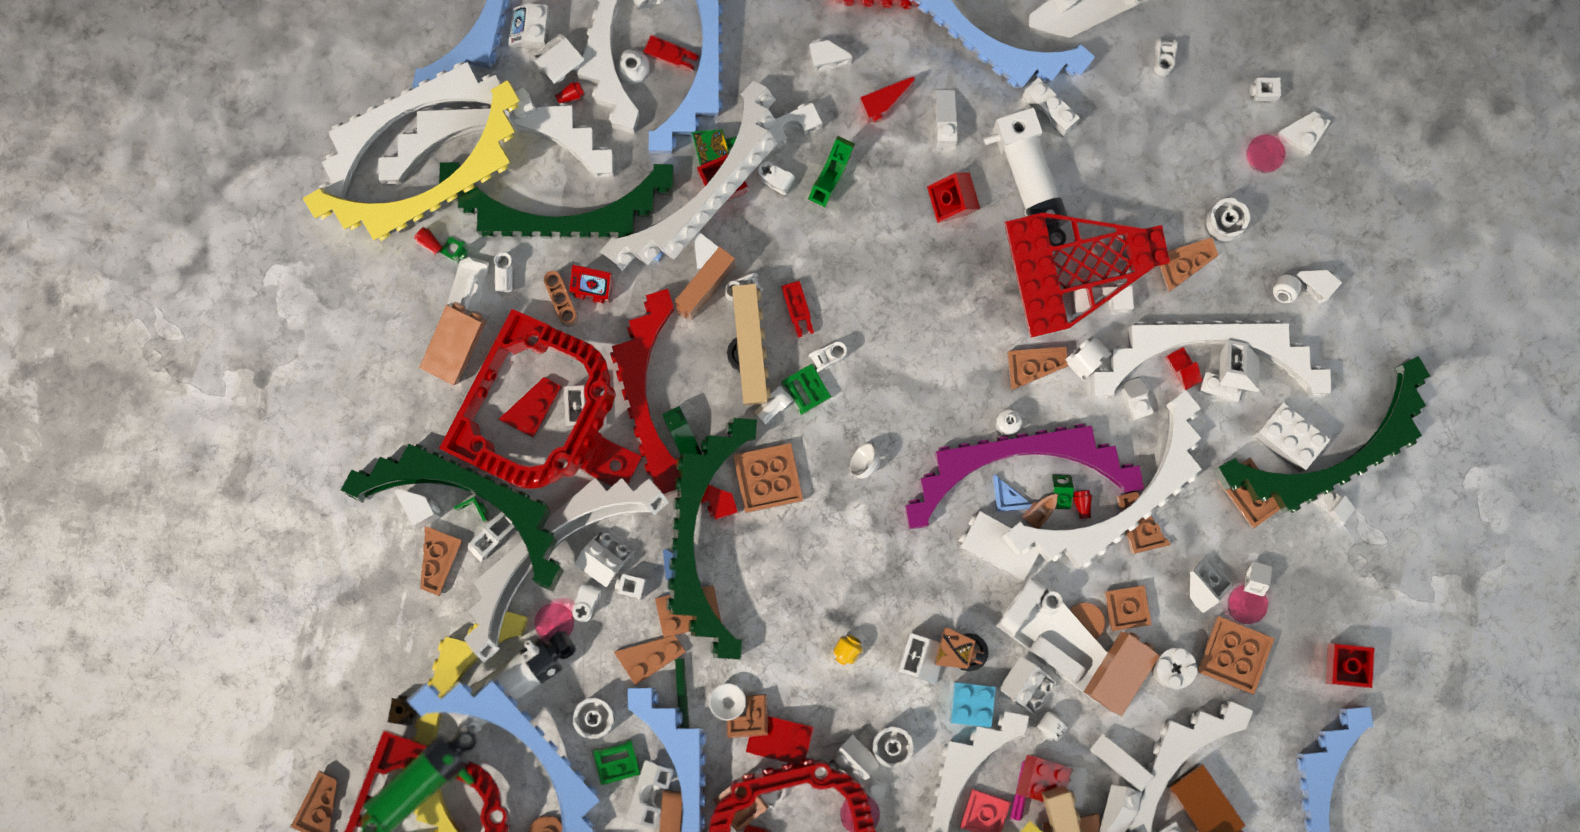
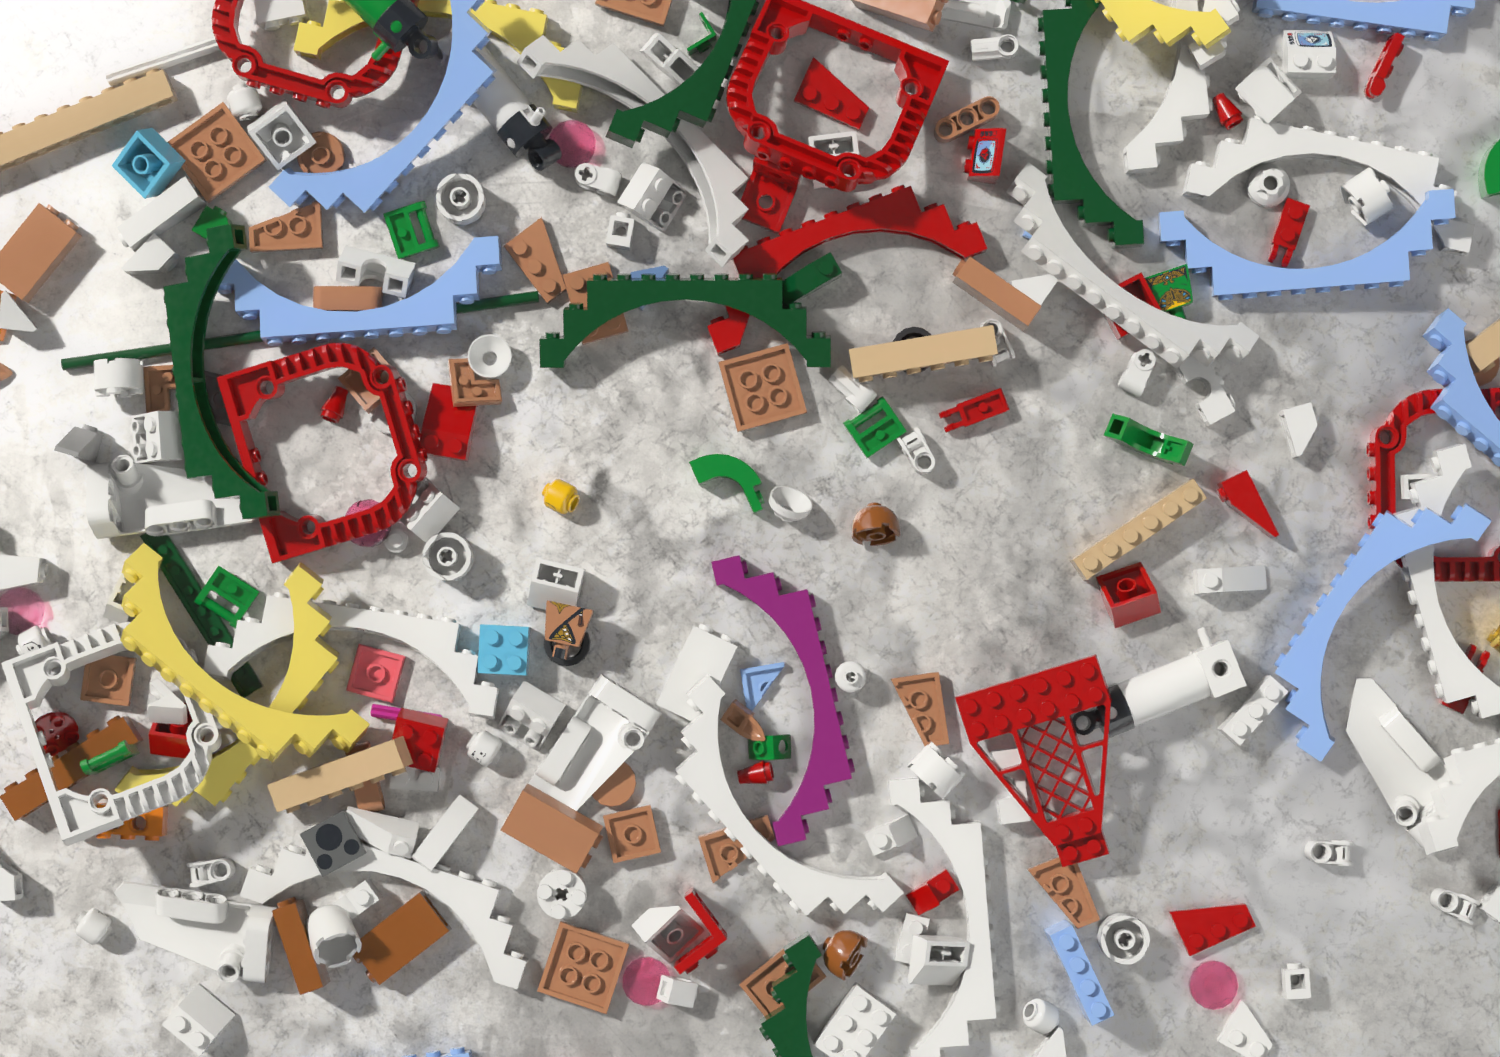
camera: 85 degrees right, 5 degrees up
(830, 515) = (726, 466): none -> green arch
(885, 393) = (876, 525): none -> dark orange cylinder
(902, 185) = (1138, 529): none -> tan brick
(1219, 152) = (1211, 925): none -> red wing
(1223, 551) = (708, 946): none -> red bracket
(1231, 442) = (843, 952): none -> dark orange cylinder
(1269, 248) = (1080, 972): none -> light blue arch

